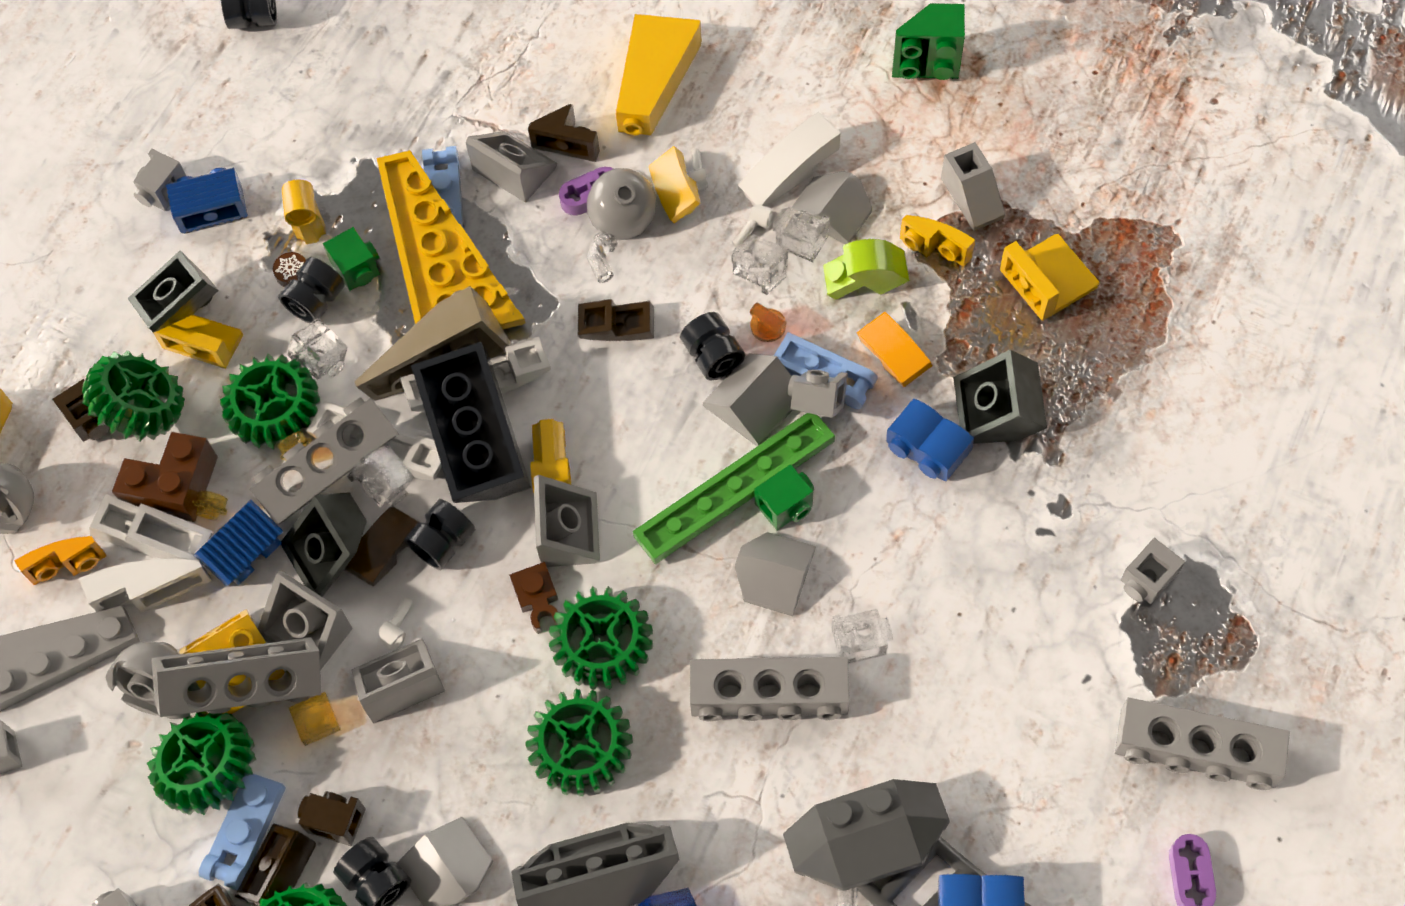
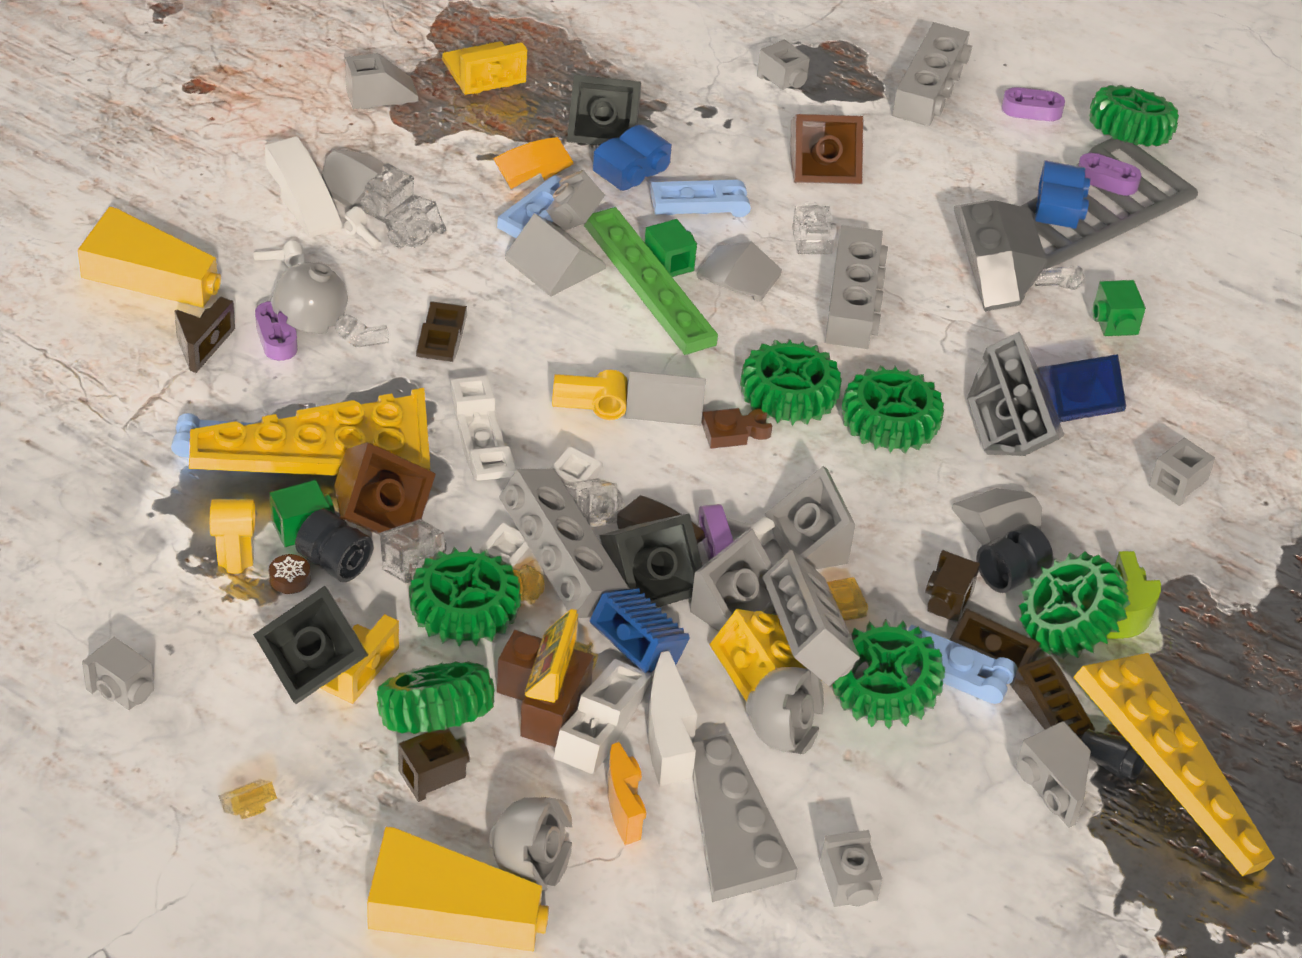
camera: 90 degrees left, 20 degrees down
(43, 293) = (248, 799): none -> clear yellow plate
(151, 469) = (553, 658): none -> yellow slope
(206, 199) = (166, 630): blue brick -> none
(368, 309) = (381, 488): none -> reddish brown slope
(372, 595) = (716, 529): none -> medium lavender beam
(442, 531) = (661, 474): black wheel -> none
(447, 327) = (440, 426): dark tan wedge -> none
(470, 425) = (551, 414): black slope -> none
(509, 163) = (223, 381): light grey slope -> none
(673, 186) = (279, 259): yellow slope -> none
(710, 342) = (499, 264): black wheel -> none
(767, 323) = (481, 231): clear orange plate -> none
(866, 263) = (445, 162): lime brick -> none
(884, 515) = (700, 197): none -> light blue plate
(927, 234) = (424, 114): yellow slope -> none
(930, 43) = (214, 67): green slope -> none
(1002, 630) = (827, 149): none -> reddish brown slope

